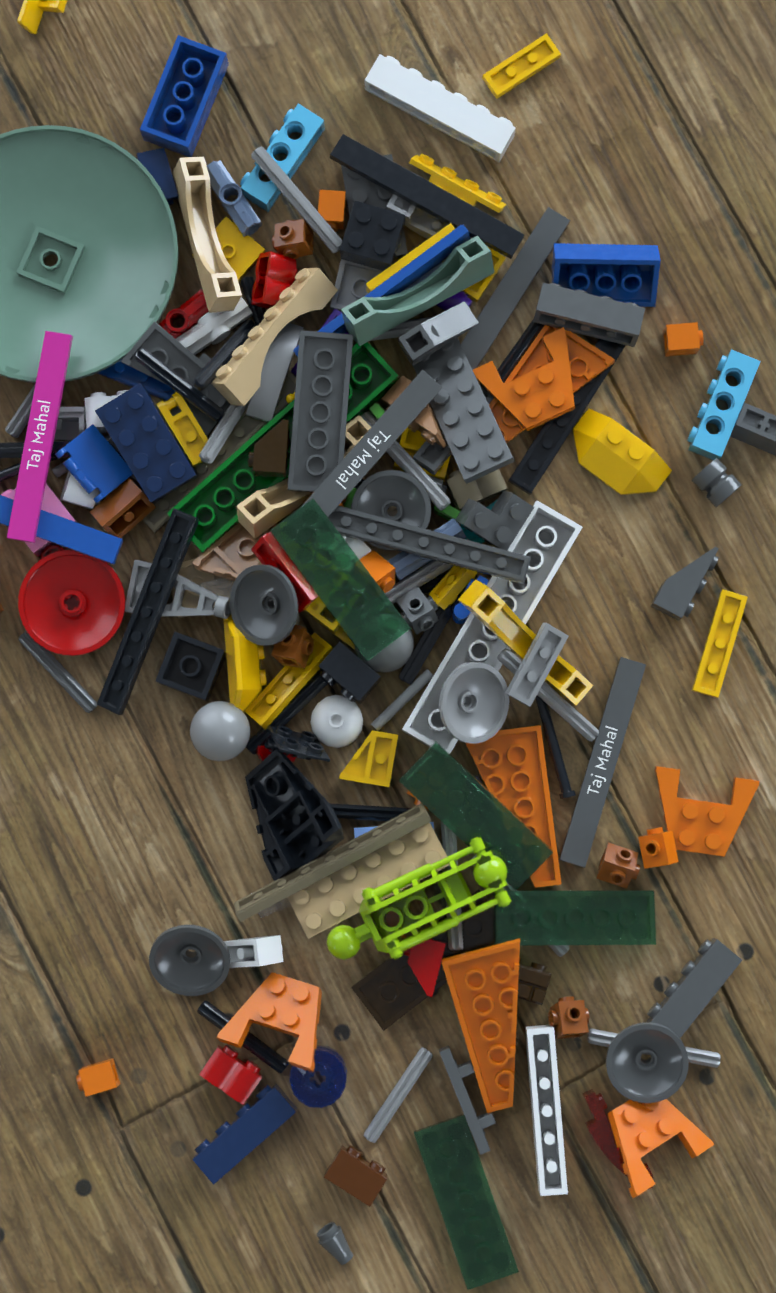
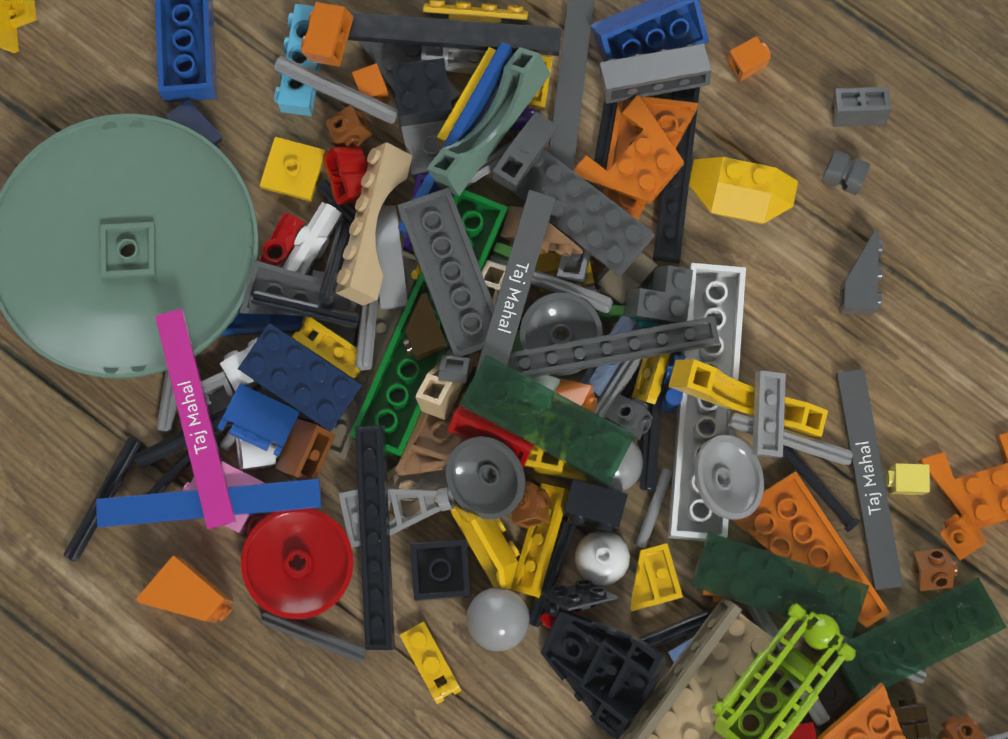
camera: 25 degrees left, 5 degrees down
(147, 740) = (429, 661): none -> yellow plate
(215, 274) = (294, 194): tan arch -> none
(240, 209) = (284, 125): sand blue piece -> none
(281, 497) = (453, 369): none -> dark grey tile
(311, 145) = (327, 34): none -> orange brick
(635, 778) = (908, 479): none -> light yellow brick
(719, 643) = (921, 318): yellow plate -> none
(744, 370) = (820, 61): medium azure brick -> none

